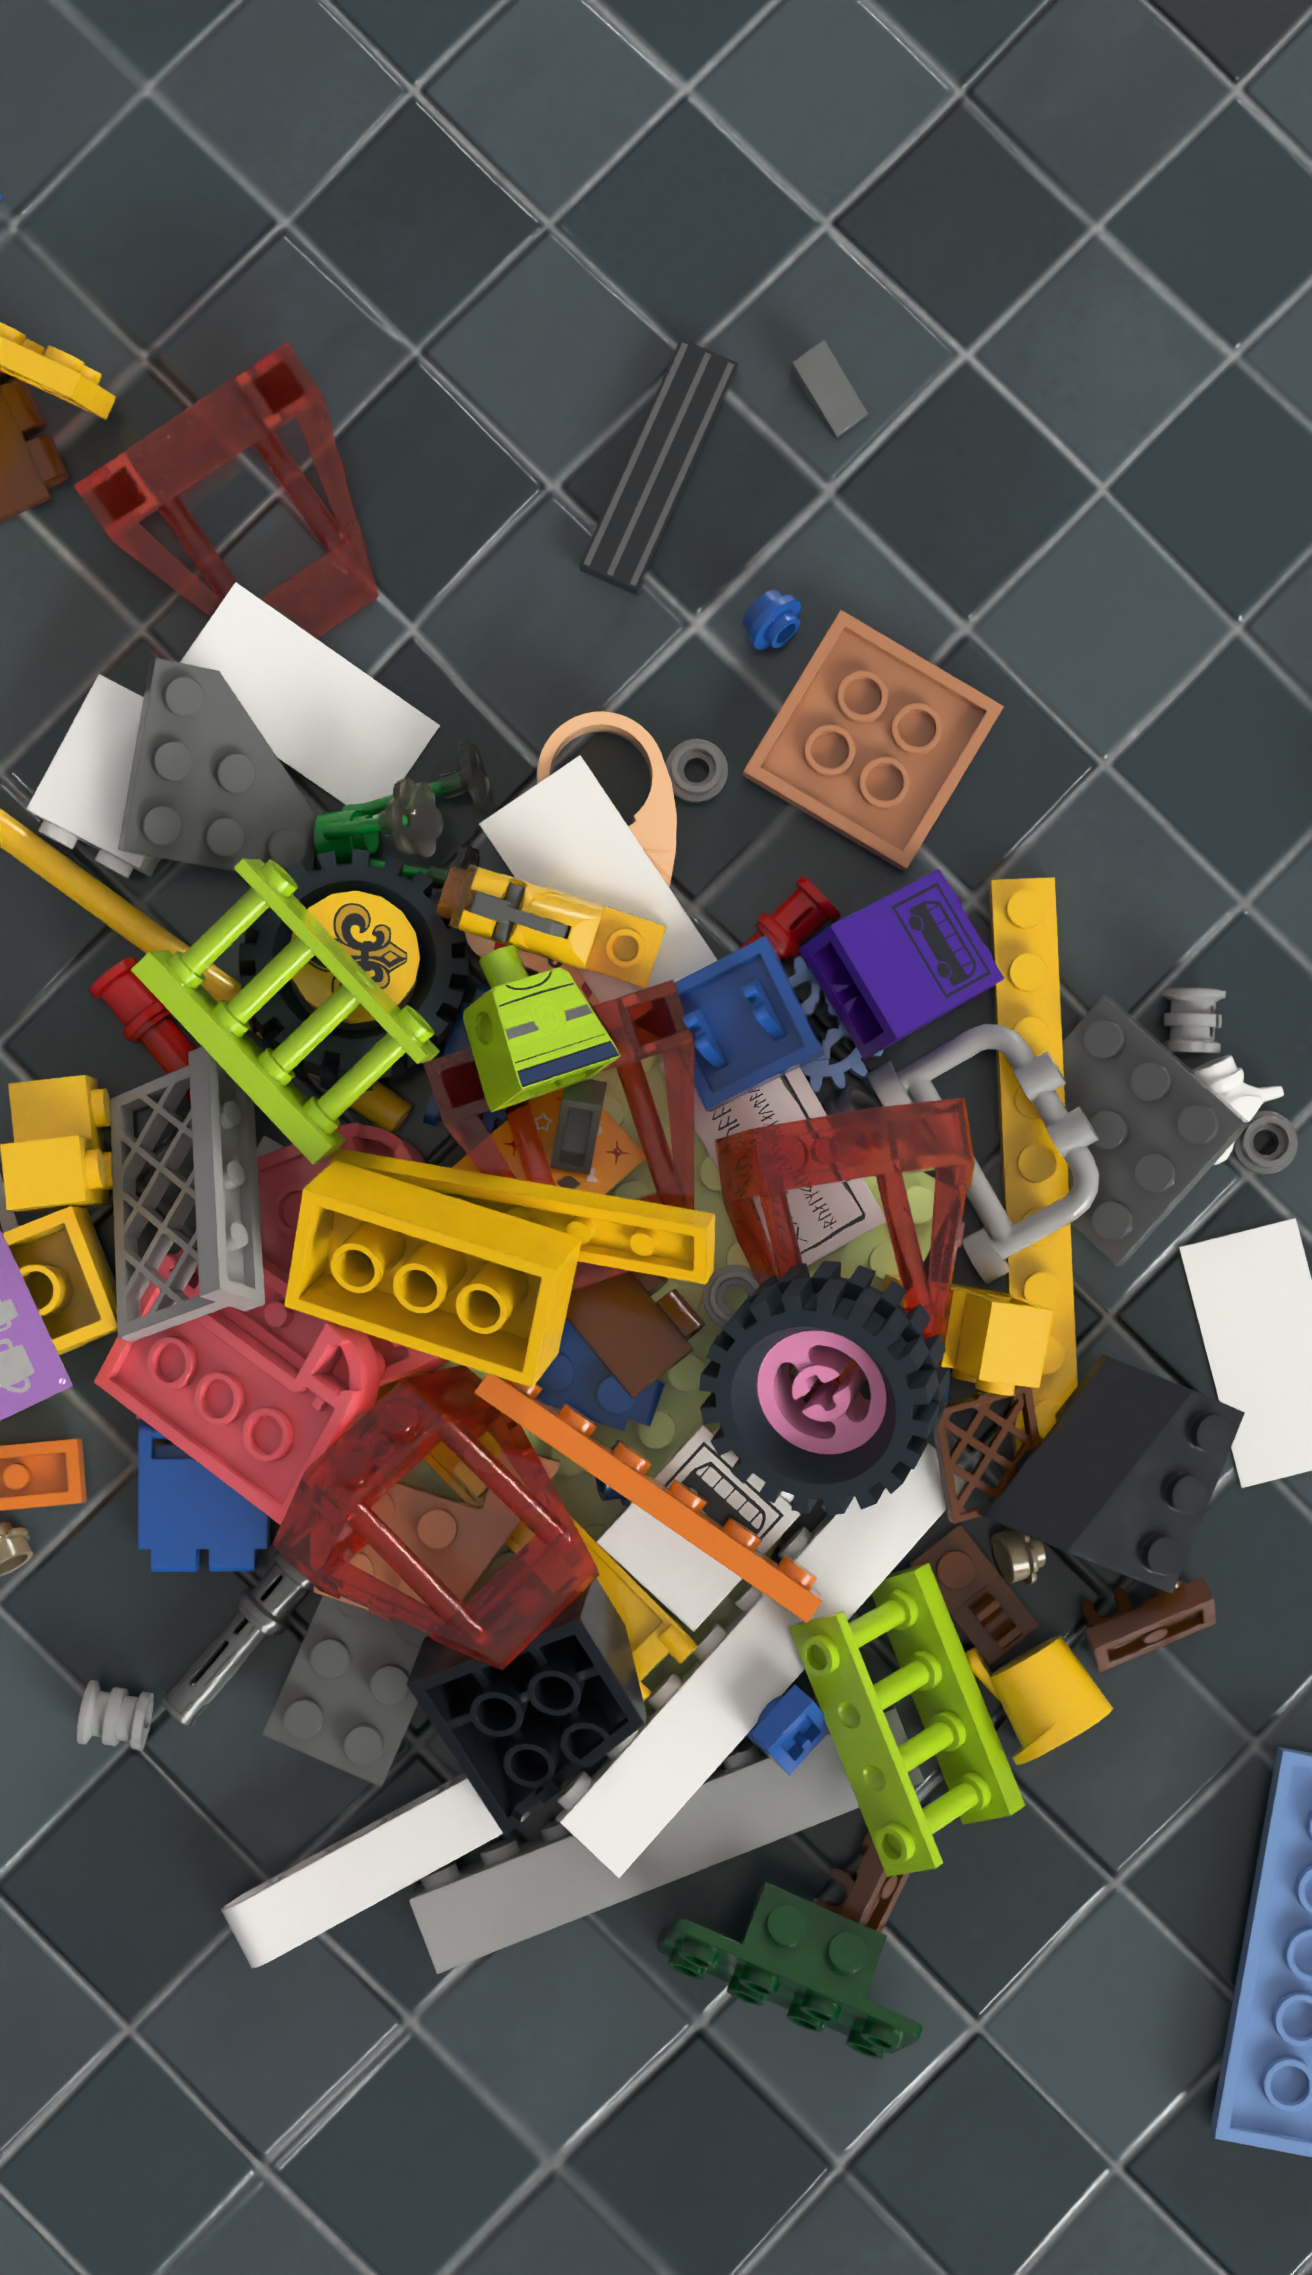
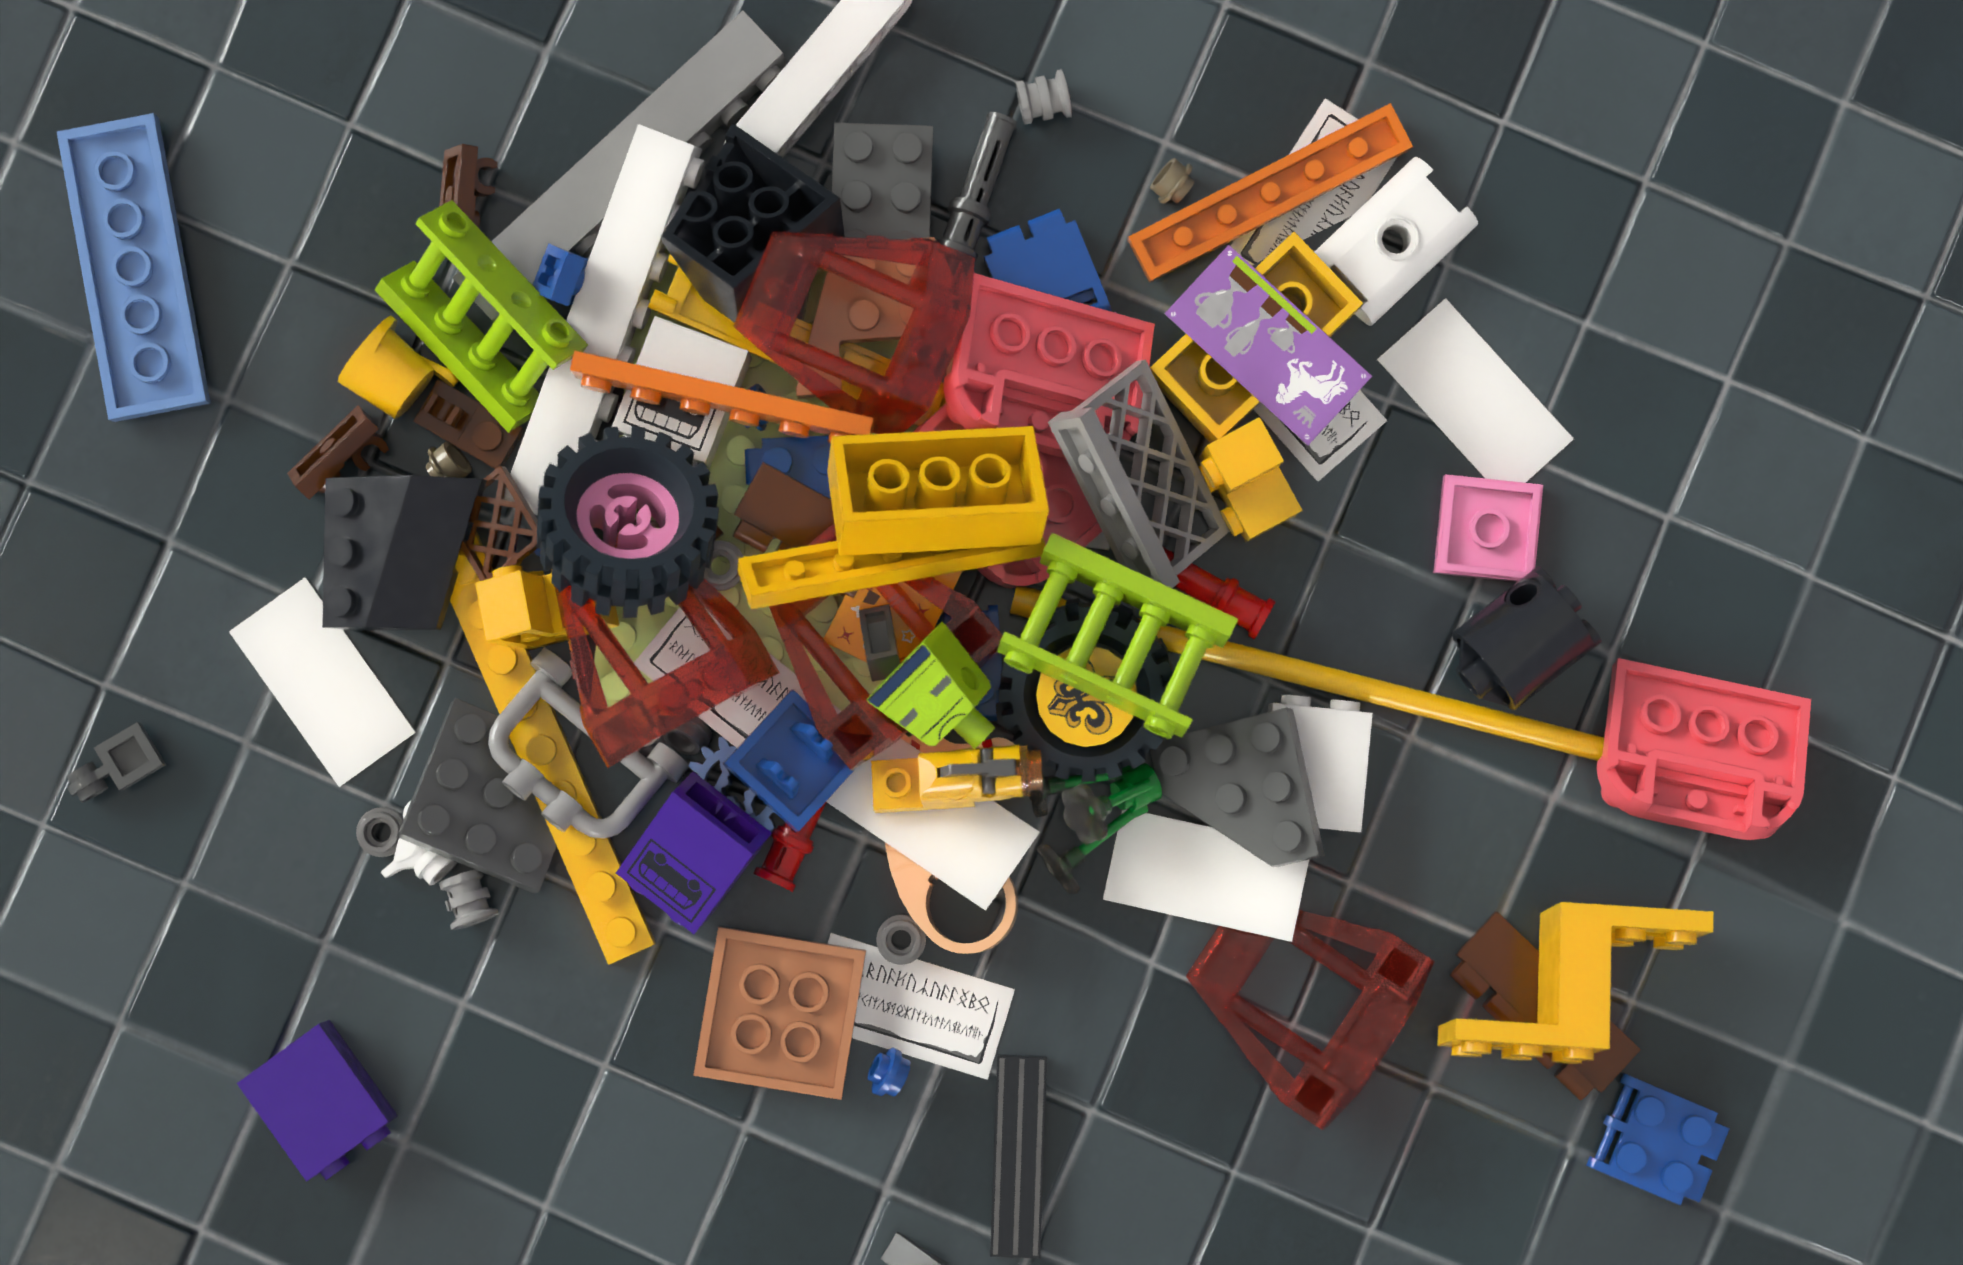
camera: 155 degrees right, 0 degrees up
(696, 675) = (929, 1011): none -> white sticker
(801, 1961) = (487, 119): dark green bracket -> none

